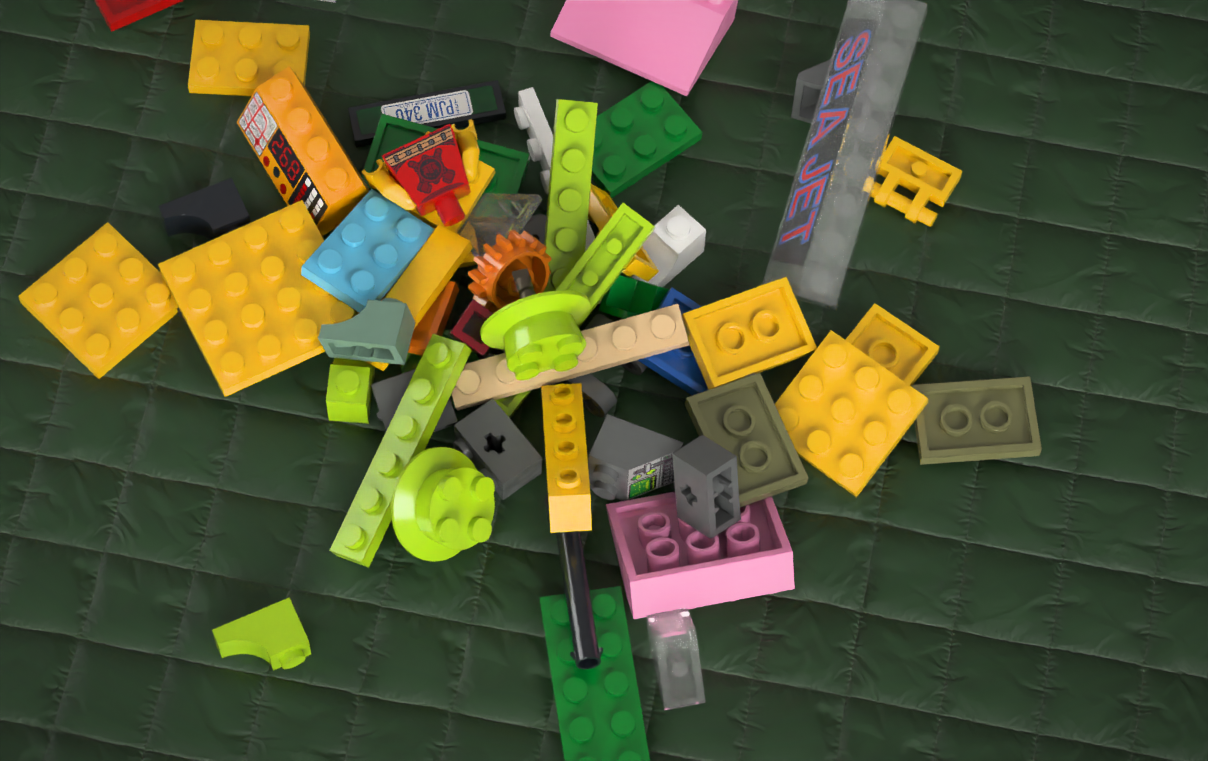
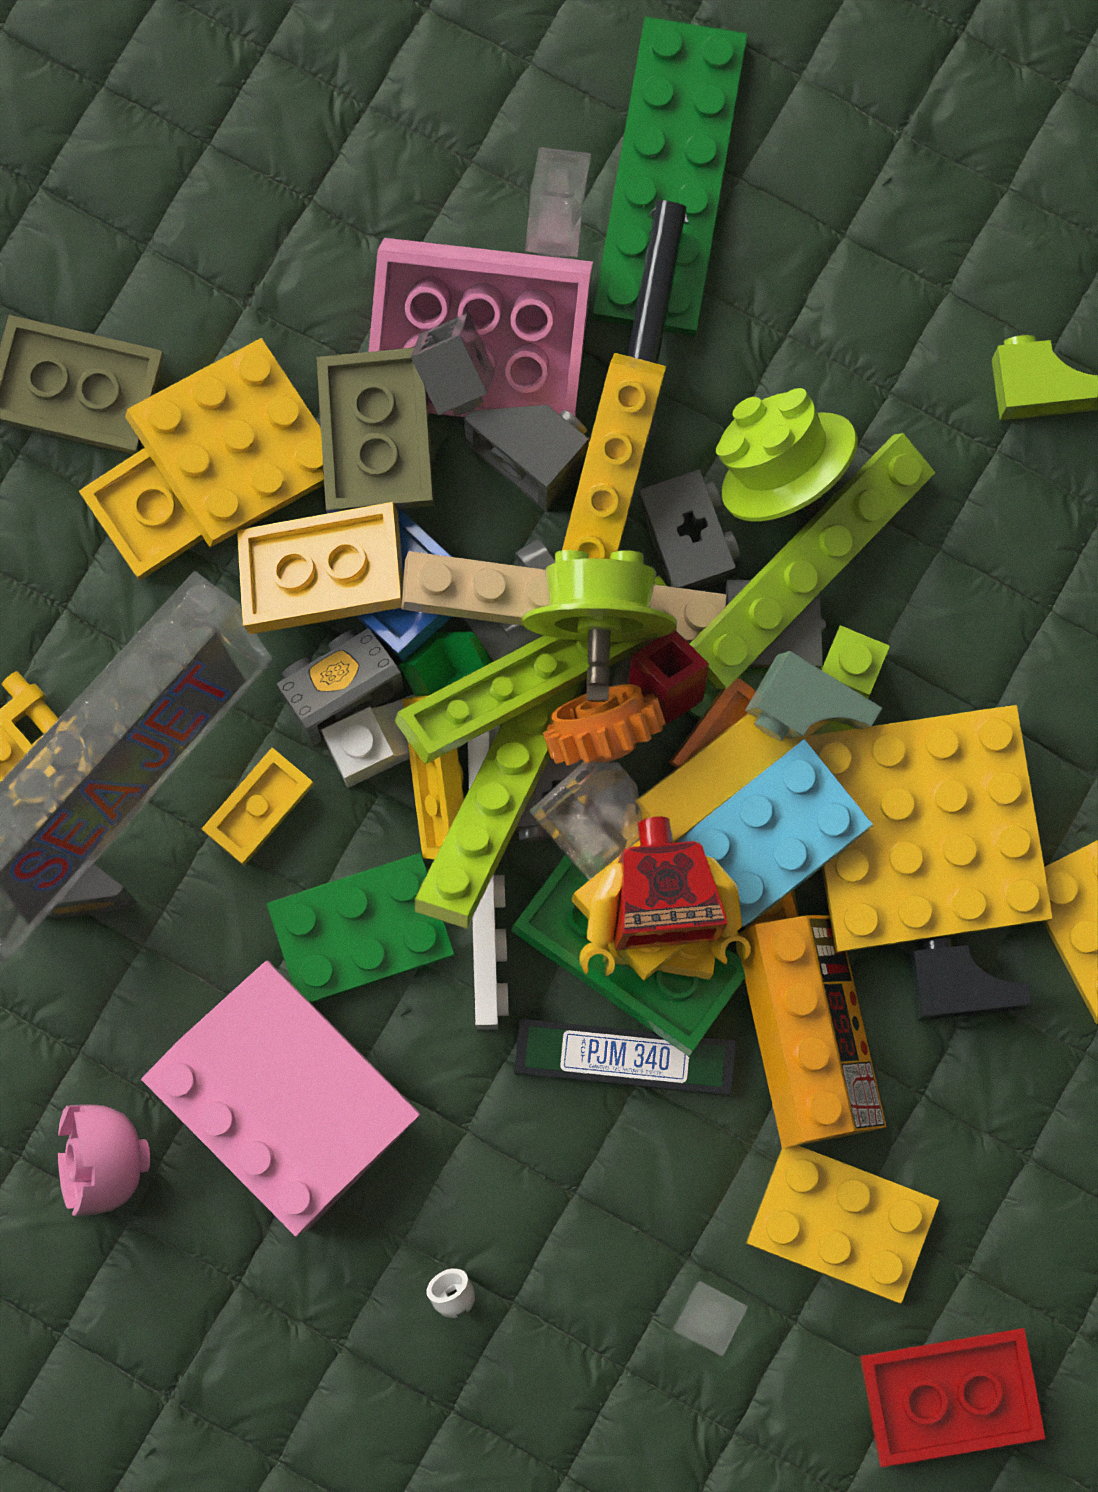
camera: 160 degrees left, 15 degrees up
(707, 262) = (340, 683): none -> dark grey slope
(731, 188) = (257, 806): none -> yellow plate

